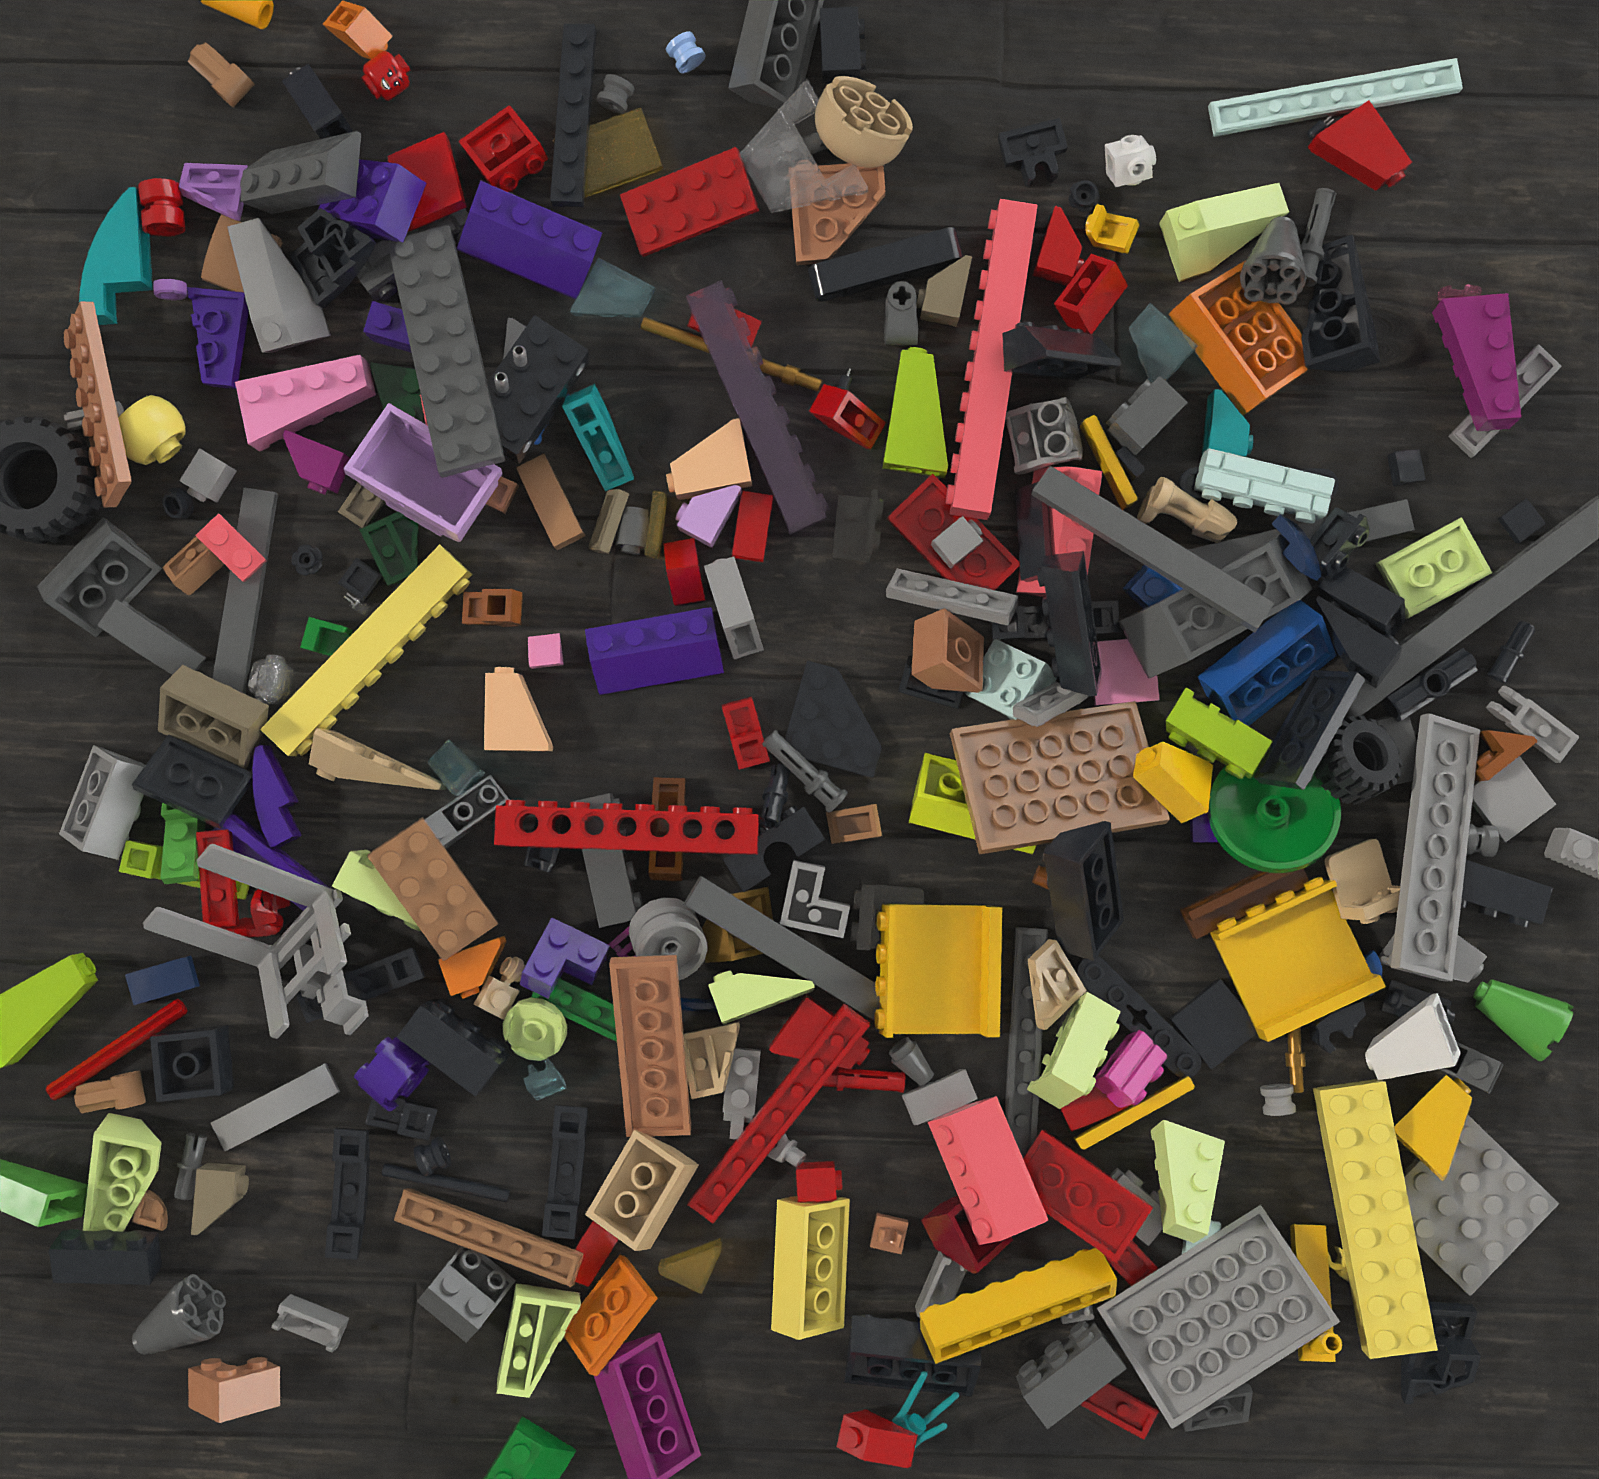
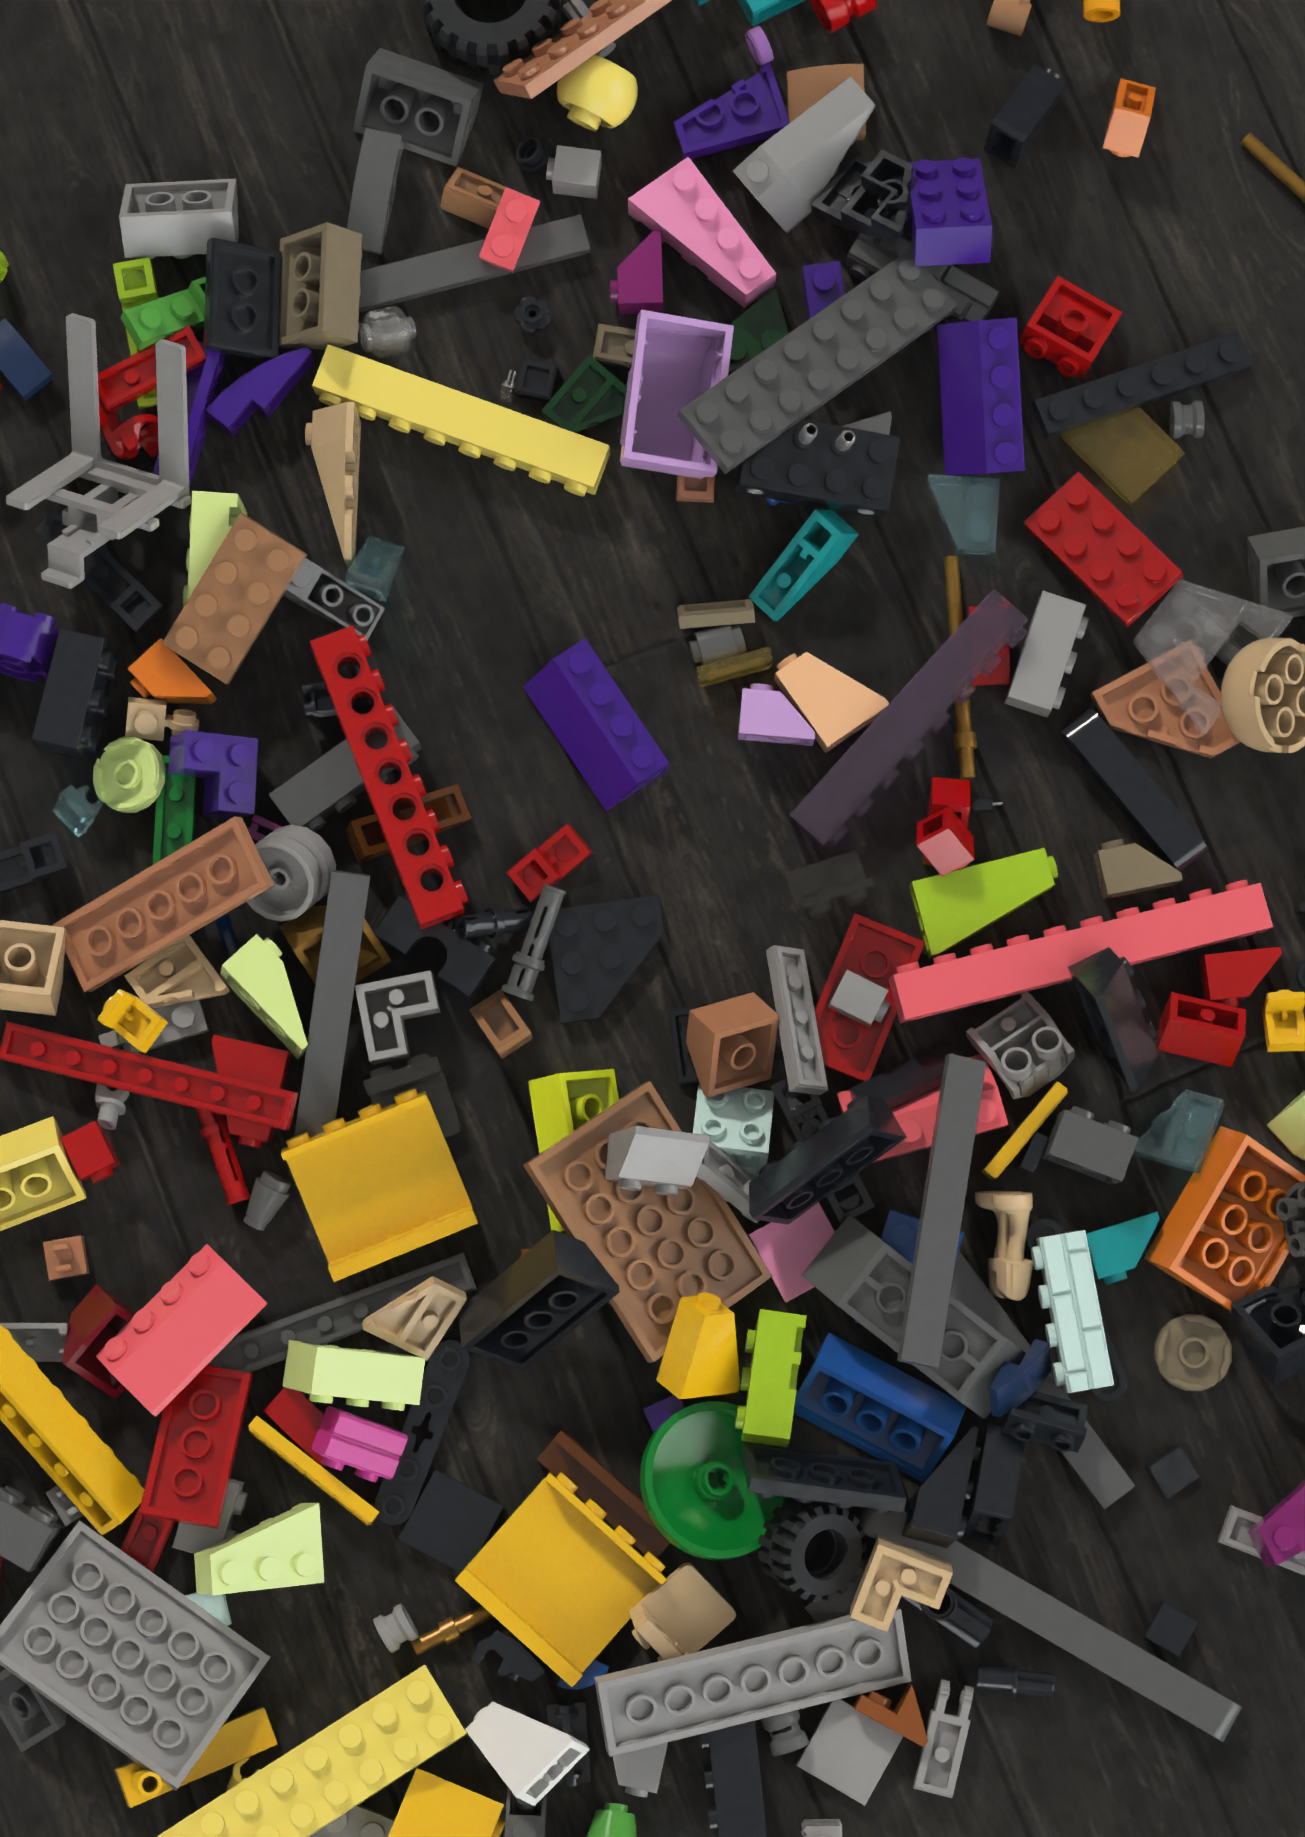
camera: 65 degrees right, 5 degrees down
(214, 187) = (891, 46): medium lavender wing -> none
(303, 175) = (942, 130): dark grey slope -> none
(324, 636) = (457, 368): green panel -> none
(386, 75) = (1092, 169): red head -> none
(435, 165) = (1015, 262): red tile -> none
(492, 607) = (566, 531): dark orange brick -> none
(511, 715) = (459, 603): light nougat slope -> none
(545, 651) = (544, 608): bright pink slope -> none
(550, 502) = (709, 543): medium nougat slope -> none
(683, 572) = (697, 719): red slope -> none
(685, 52) = (1267, 474): light blue wheel -> none
(730, 1107) = (132, 1019): none -> yellow bracket
(733, 607) = (680, 789): light grey slope -> none
(752, 282) = (1047, 654): none -> light grey brick
(752, 526) = (779, 771): red slope -> none
(865, 421) = (945, 841): none -> brick
(901, 320) = (1077, 833): dark grey piece -> none
(939, 1097) = (239, 1248): light grey slope -> none
(1018, 751) = (654, 1158): none -> light grey slope
(1325, 412) = (1192, 1352): none -> dark tan tile
(1404, 705) = (898, 1571): none -> tan panel
(1434, 567) = (1072, 1551): yellowish green tile -> none

